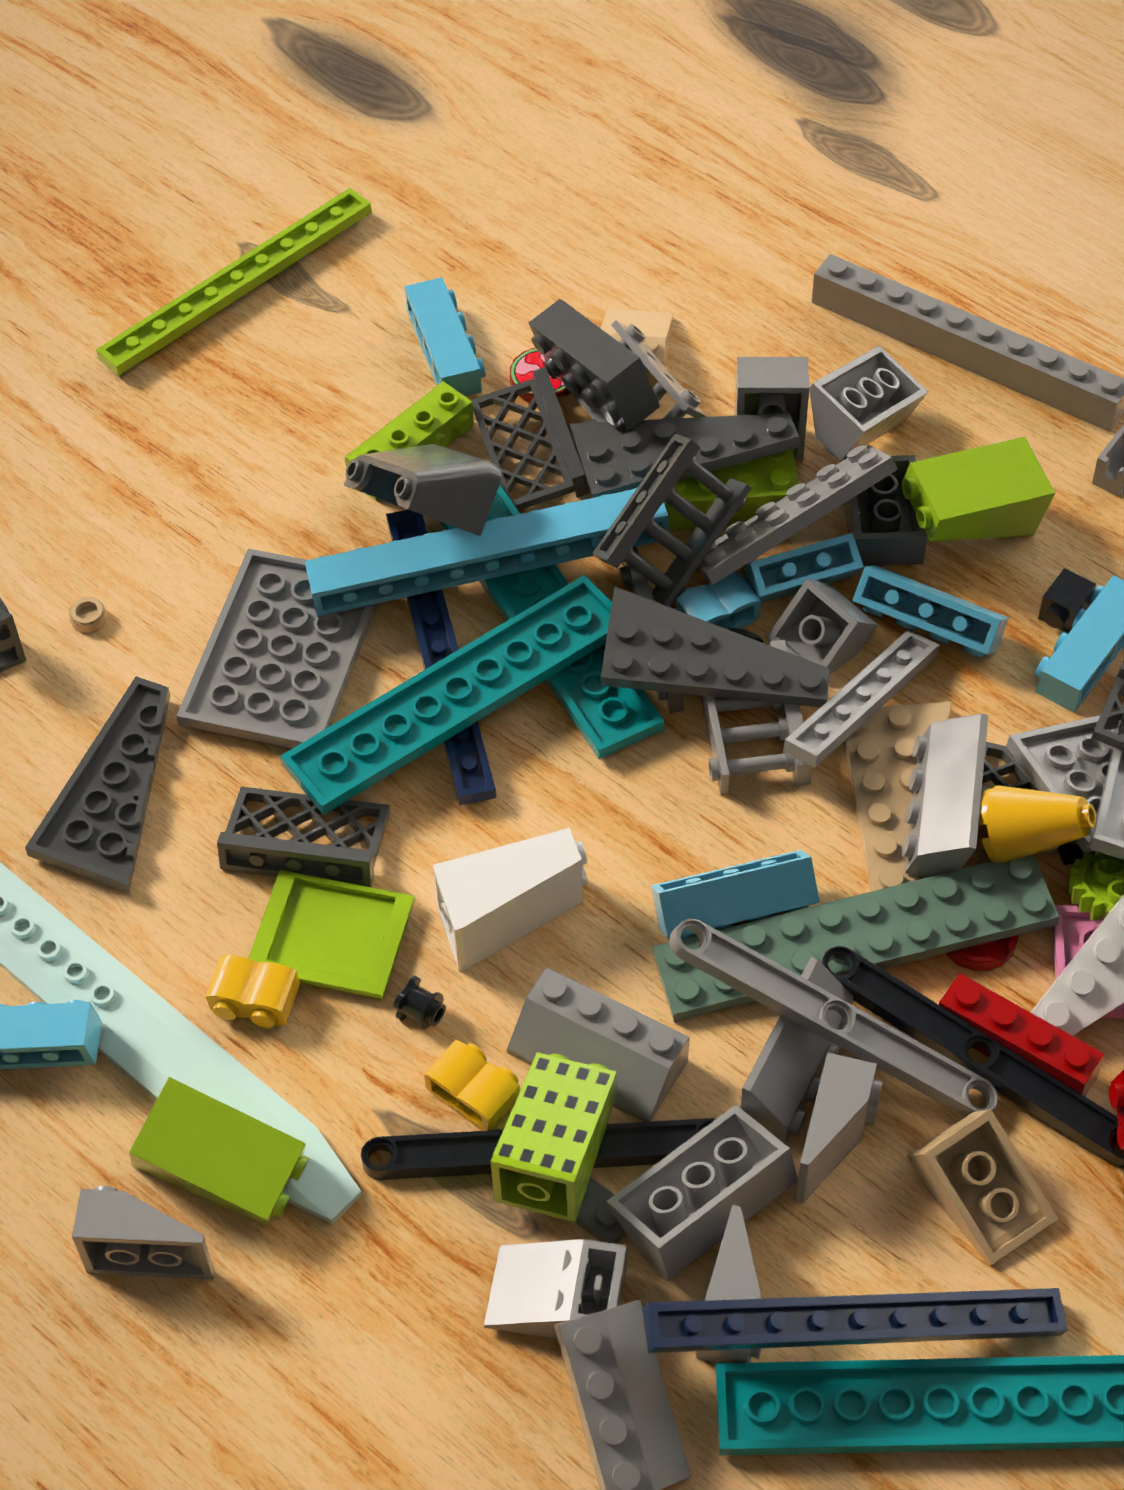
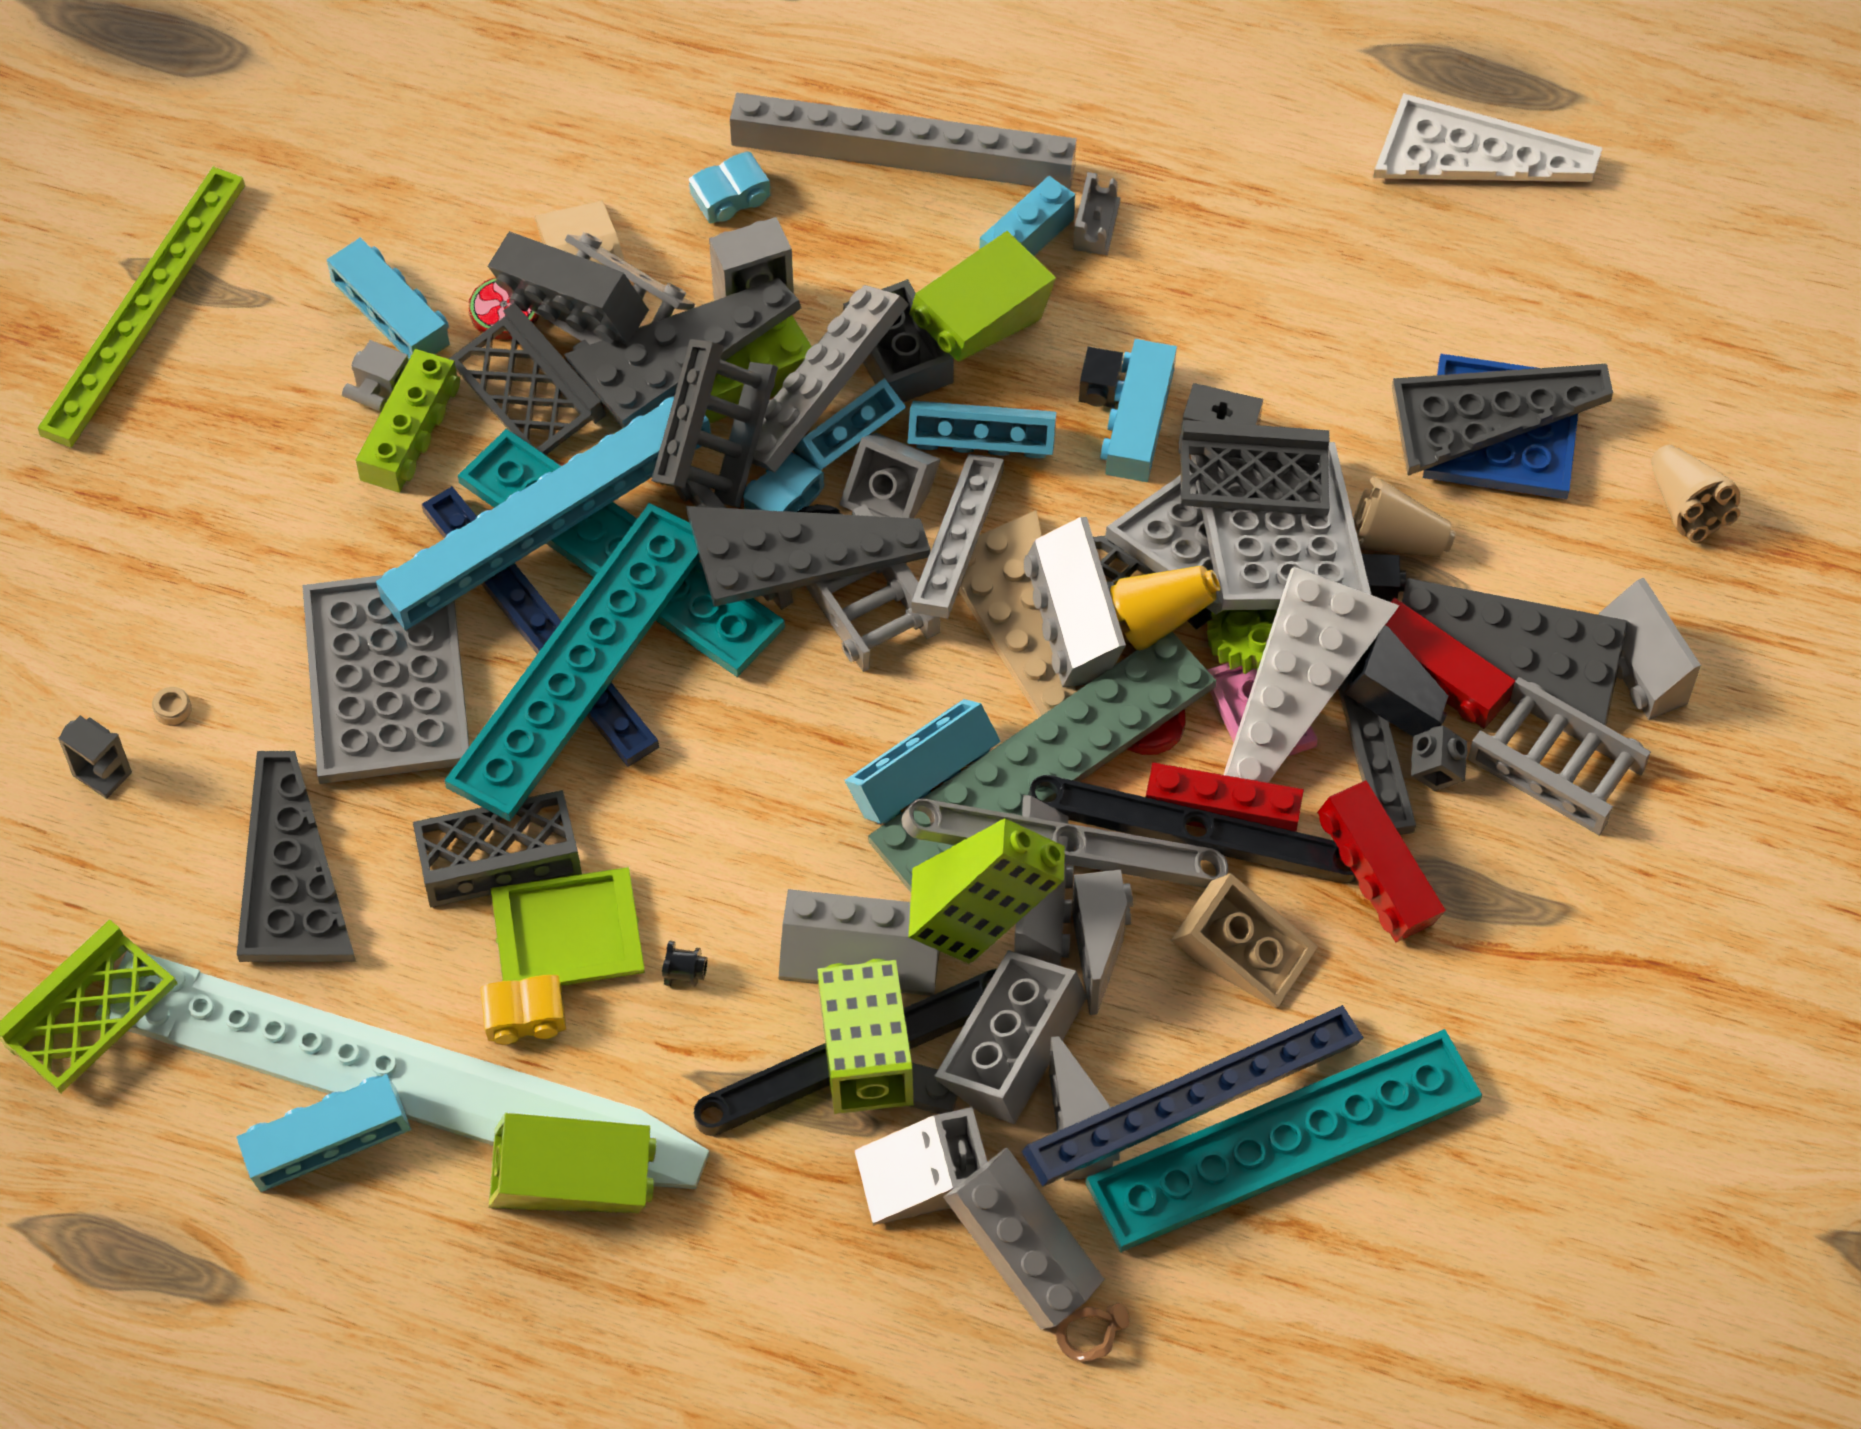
camera: 25 degrees left, 5 degrees up
(132, 1238) = (537, 1265): light grey slope -> none
(400, 391) = (375, 374): none -> light grey brick
(430, 482) = (467, 457): dark grey windscreen -> none
(472, 1085) = (765, 1019): yellow brick -> none
(507, 892) = (716, 835): white slope -> none
(726, 1031) = (982, 888): none -> lime slope
(791, 332) = (729, 187): none -> medium azure brick
(862, 401) = (837, 241): light grey slope -> none
(1067, 441) = (1036, 217): none -> medium azure brick

